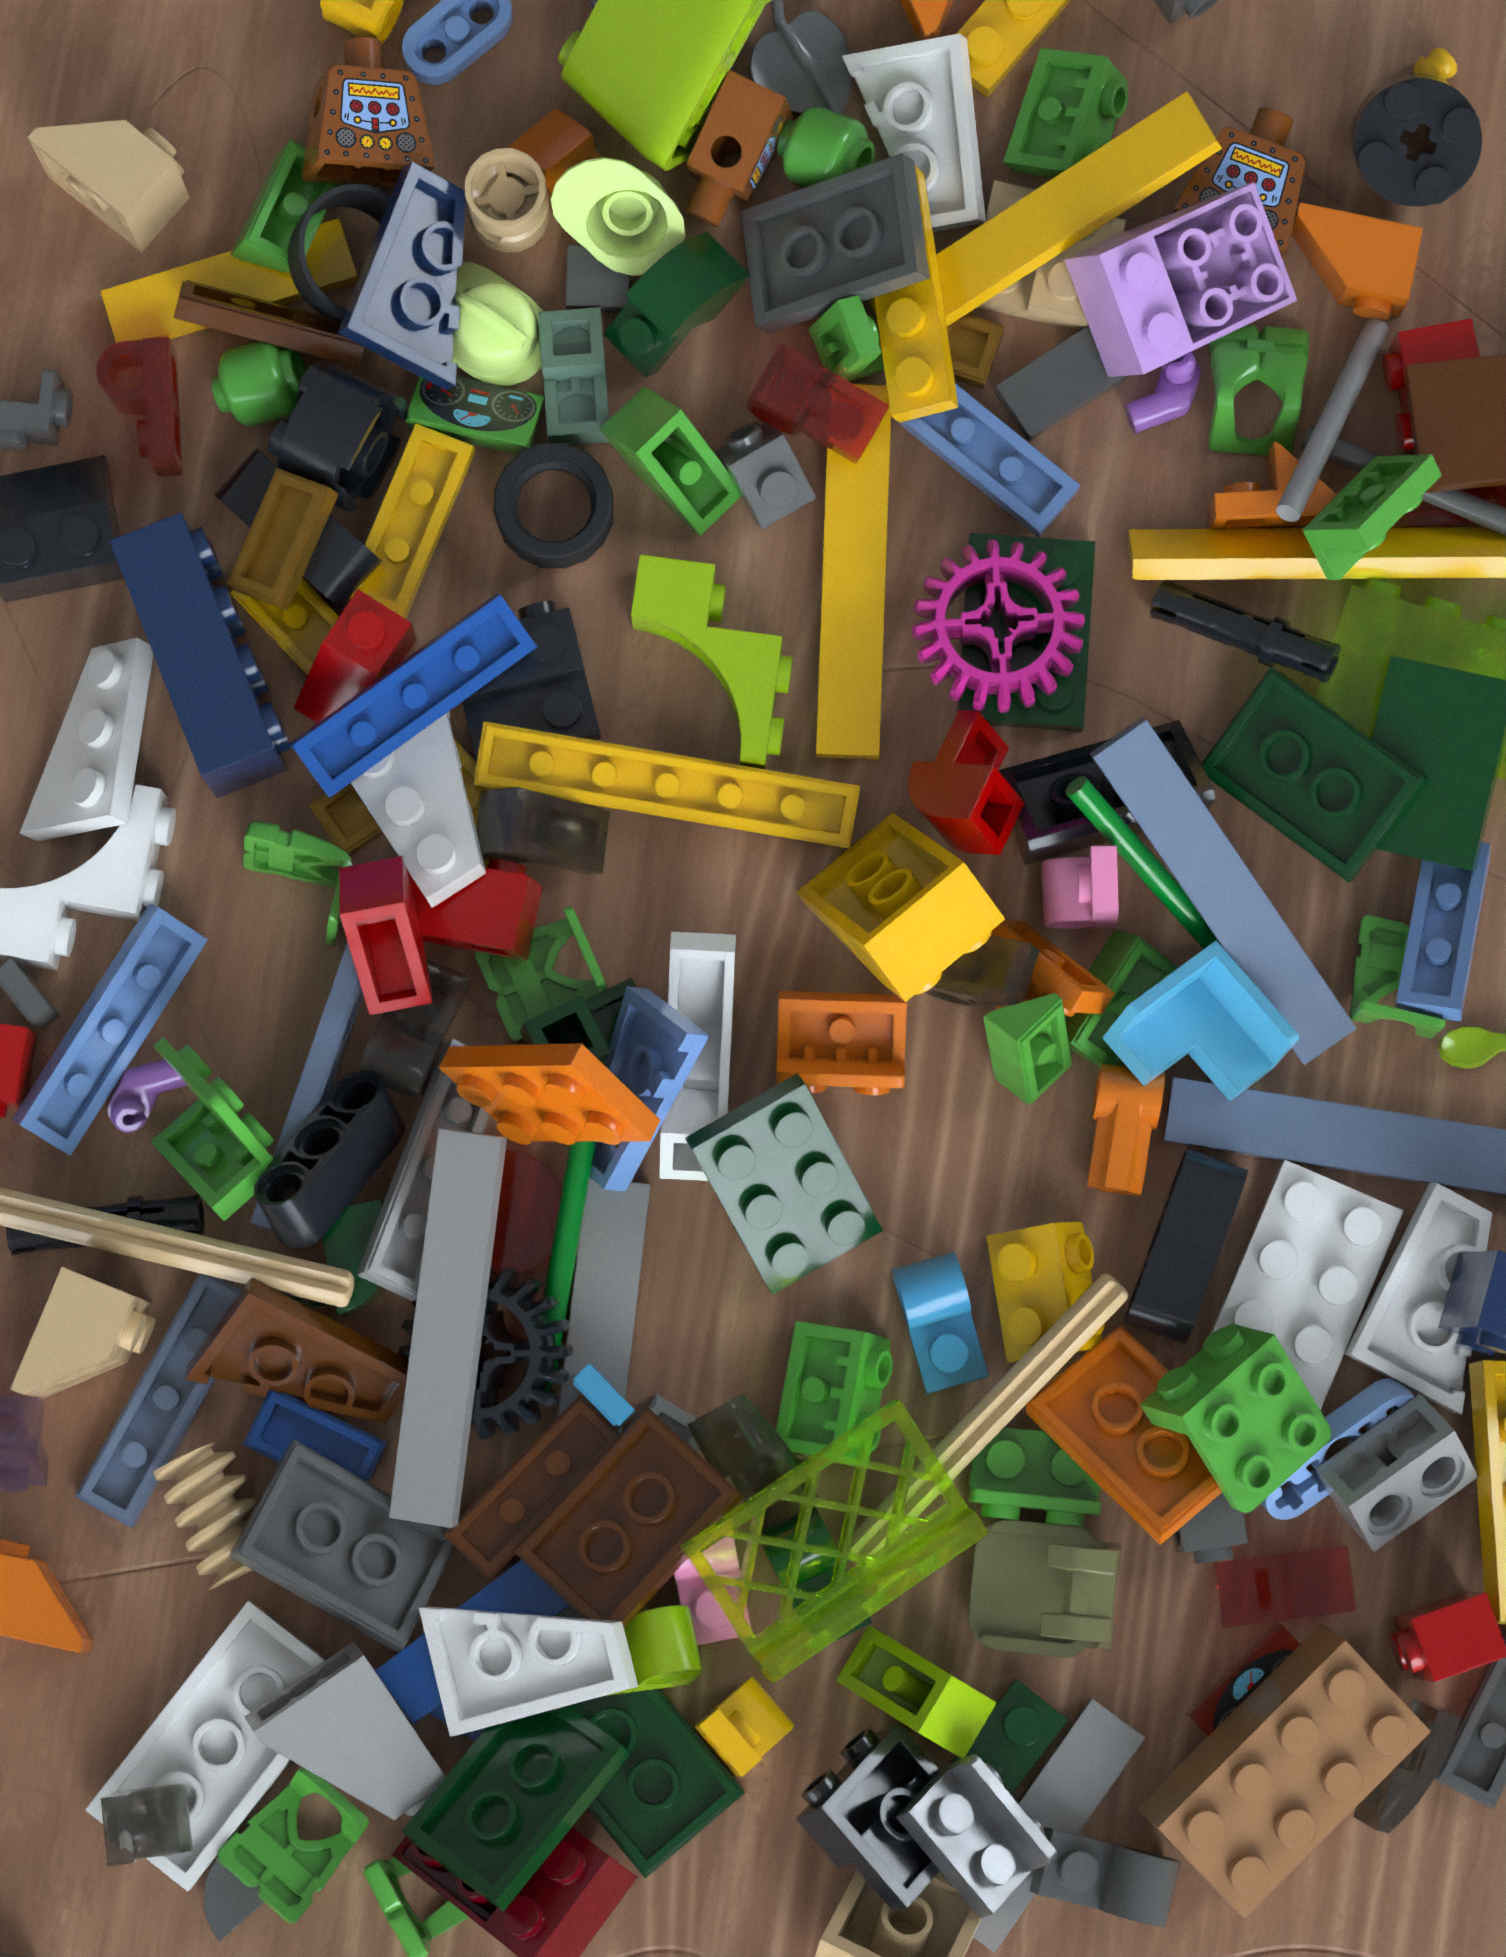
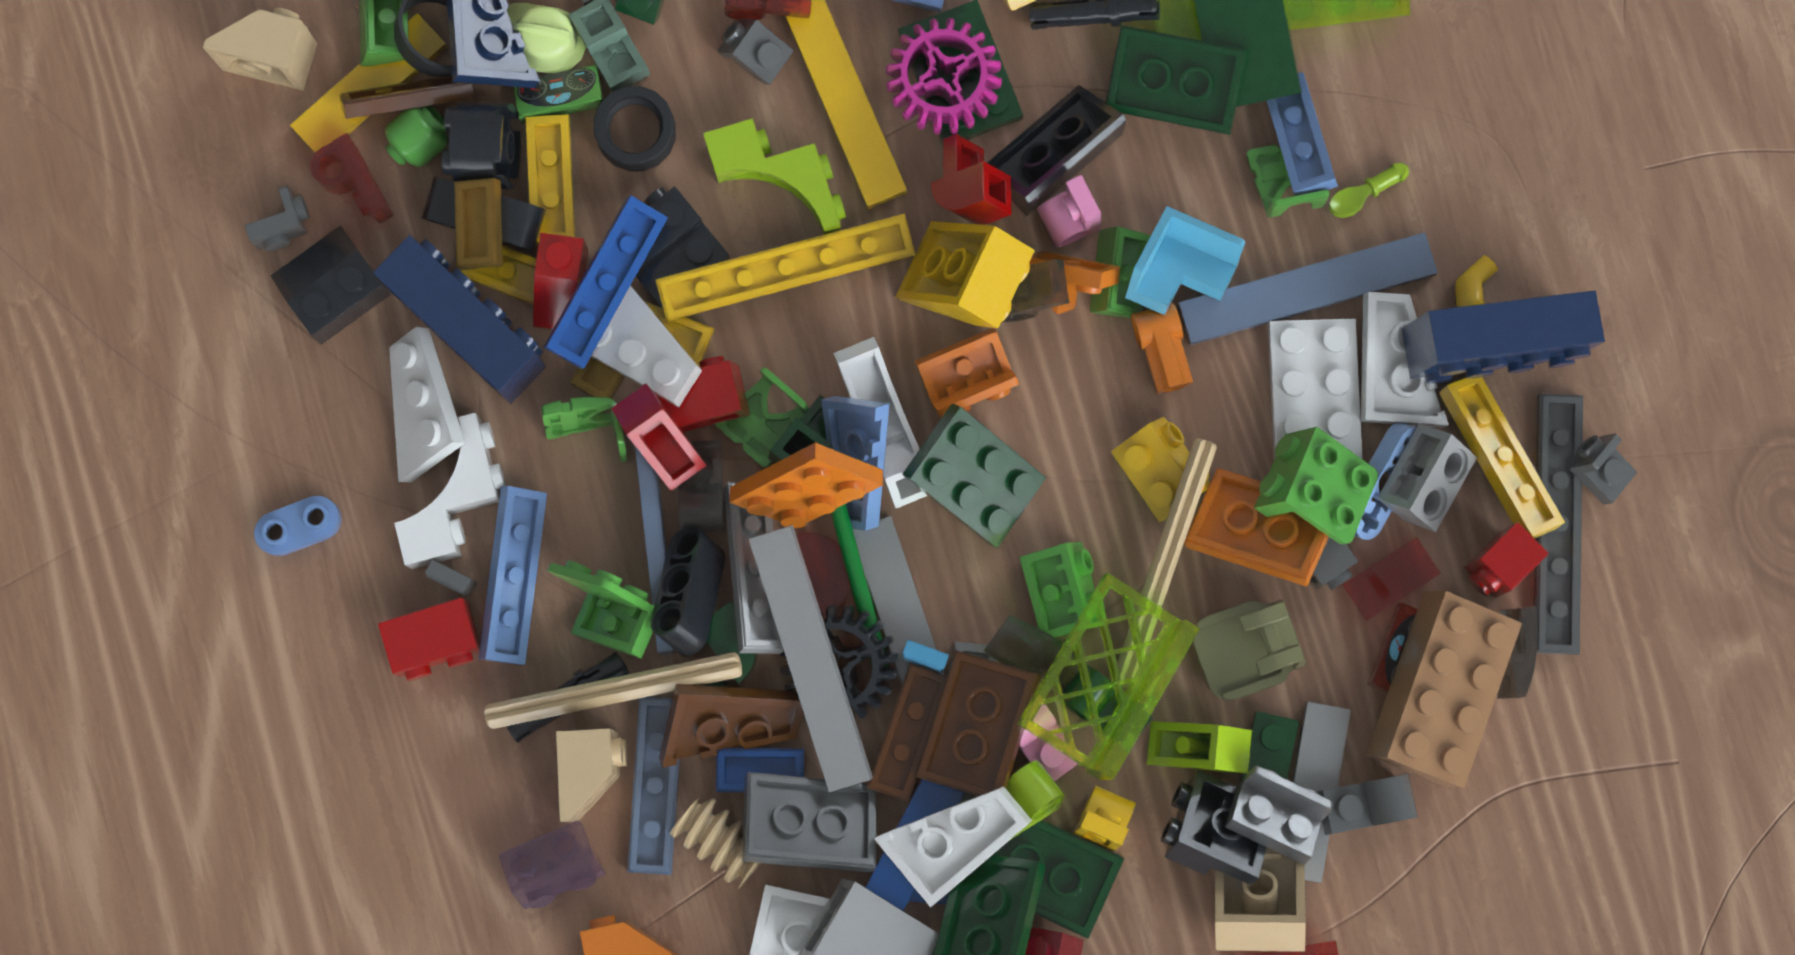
camera: 25 degrees left, 0 degrees up
(138, 1092) = (548, 606): medium lavender arm -> none
(541, 829) = (722, 328): clear smoke plate -> none
(672, 459) = (694, 66): bright green slope -> none
(940, 1322) = (1106, 517): dark azure plate -> none
(1028, 1045) = (1082, 323): bright green slope -> none
(1033, 1473) = (1208, 582): bright green bracket -> none
(1139, 858) = (1102, 179): green bar -> none
(1186, 1246) = (1234, 400): black beam -> none
(1221, 885) = (1153, 170): sand blue tile -> none

